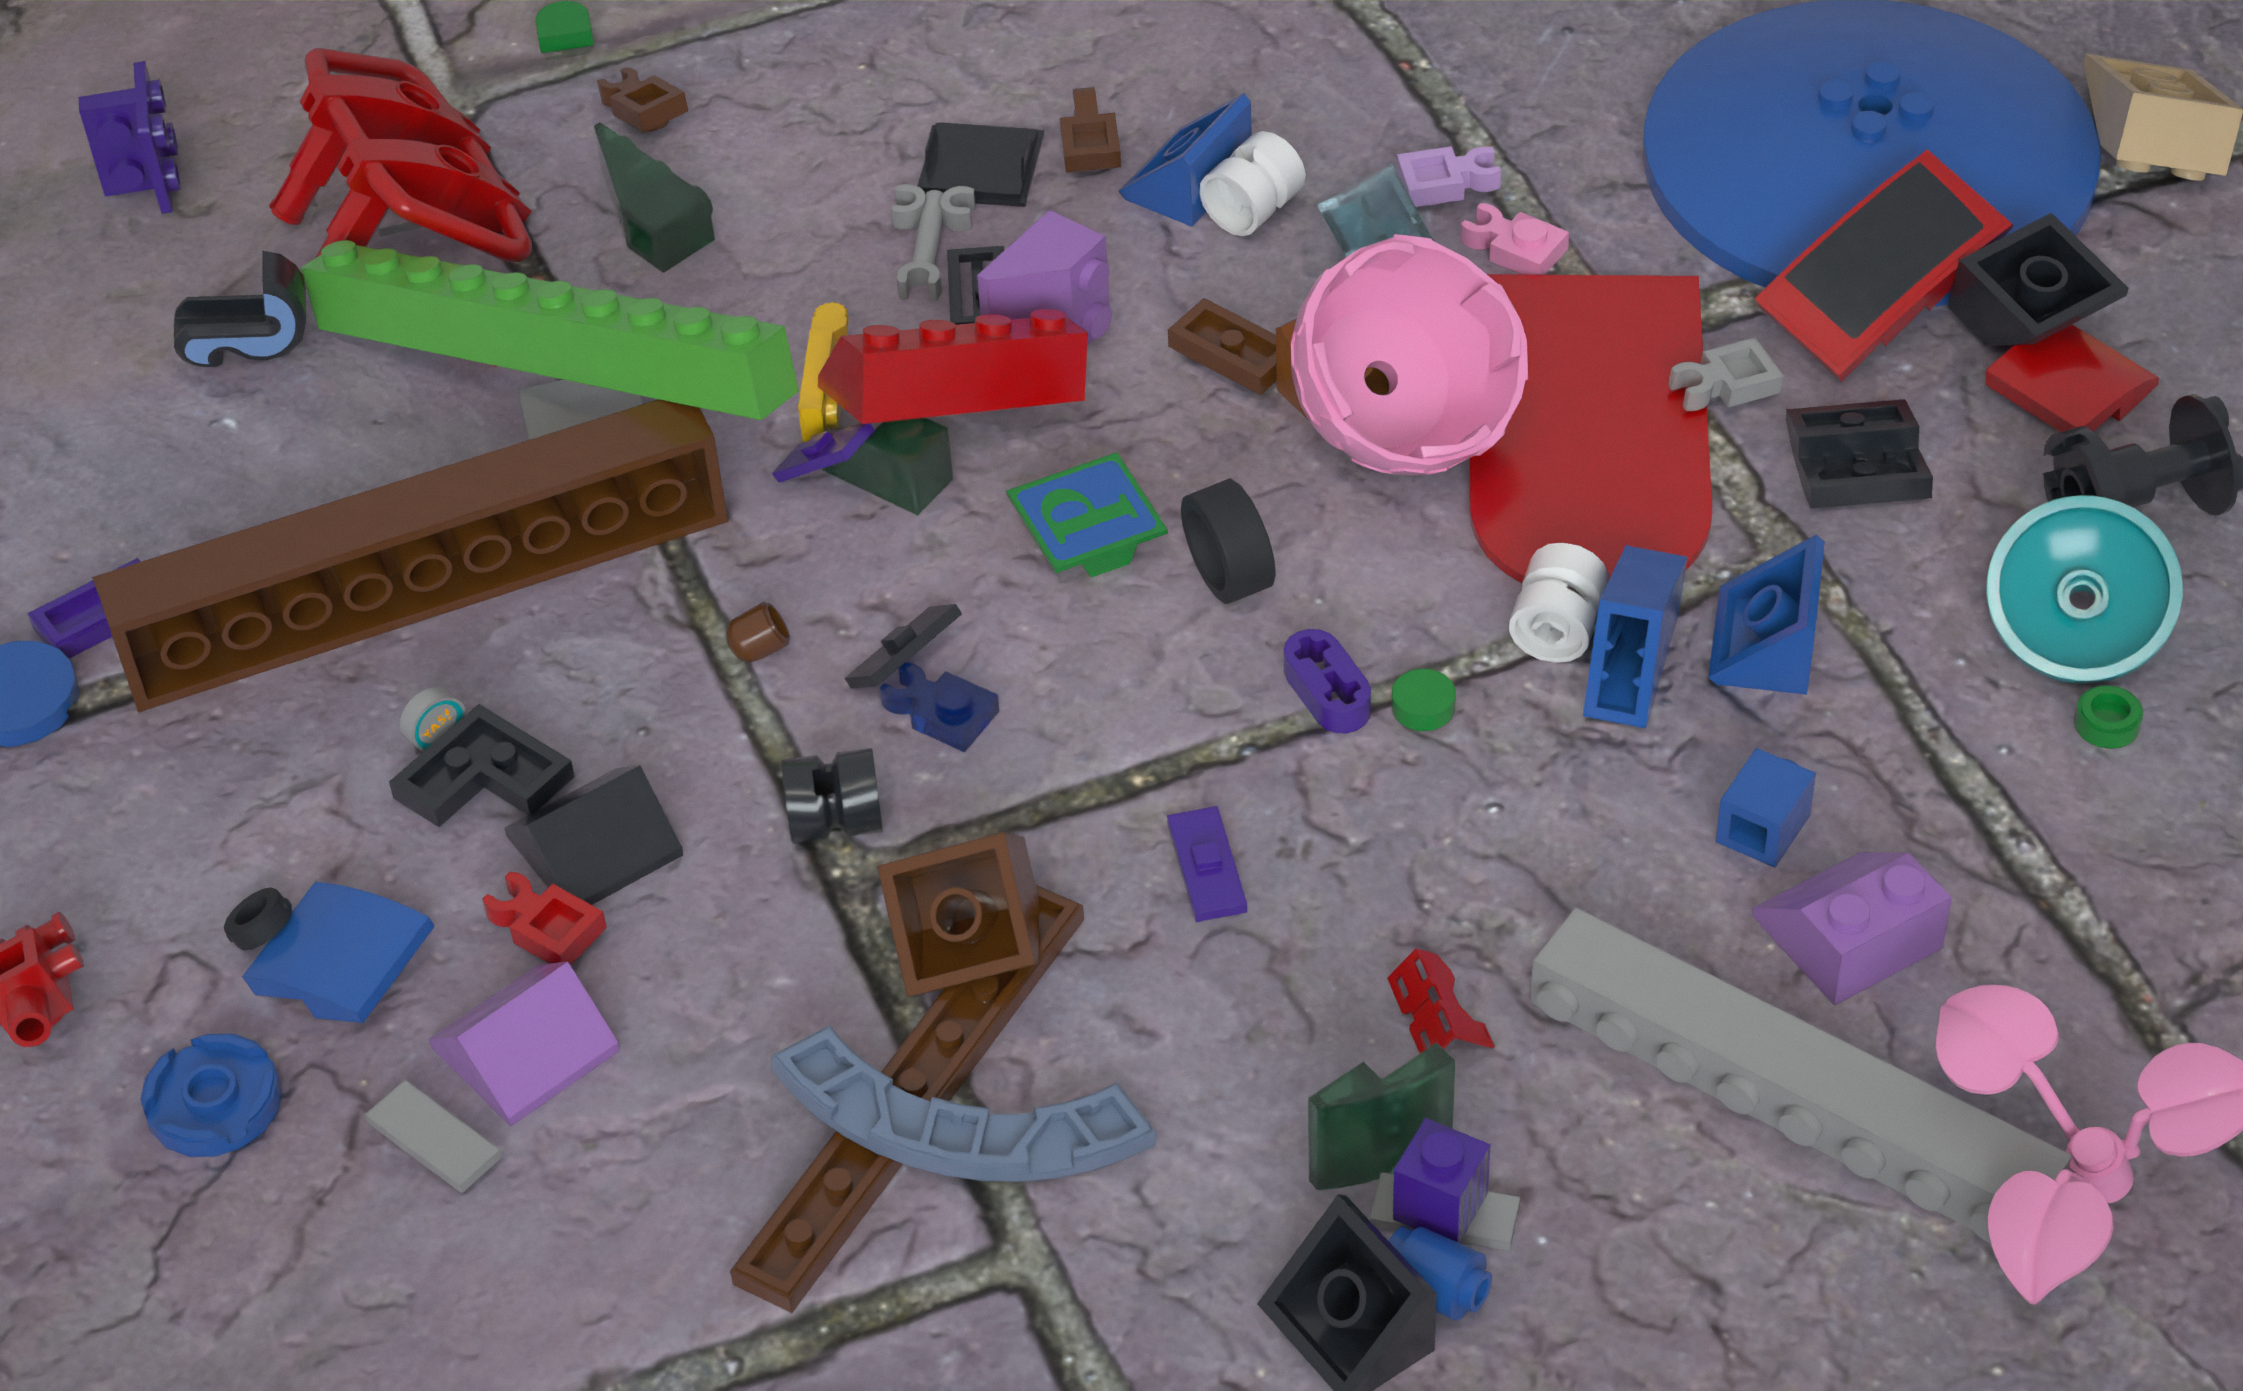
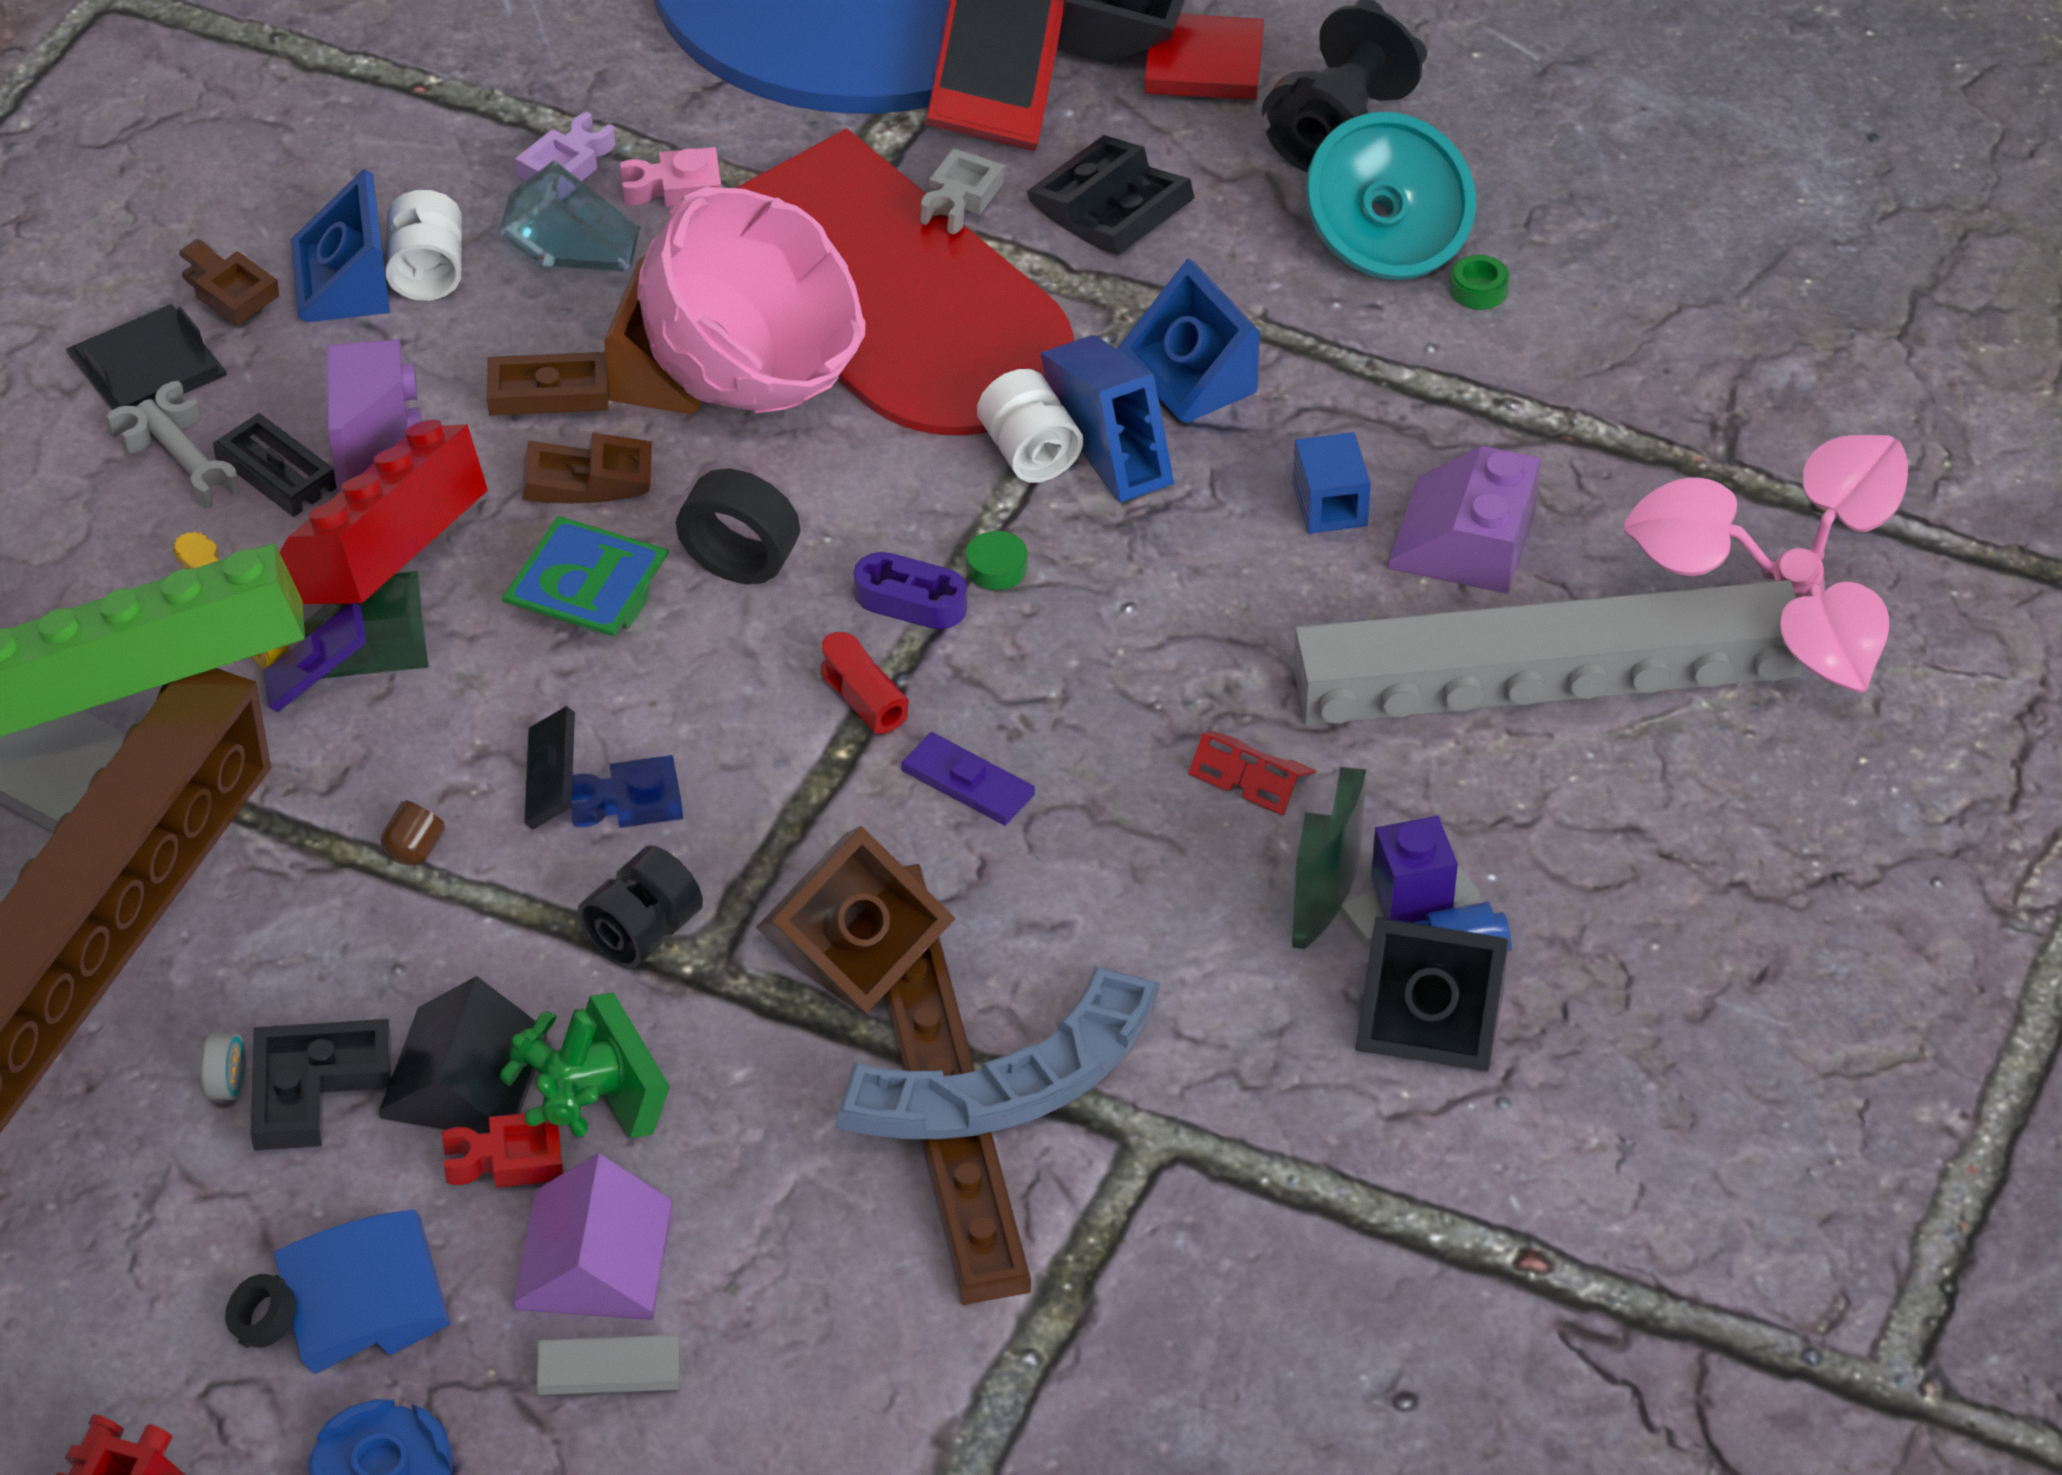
camera: 45 degrees left, 0 degrees up
(646, 892) = (596, 1058): none -> green piece
(1185, 434) = (604, 472): none -> reddish brown slope
(1202, 731) = (862, 683): none -> red bar

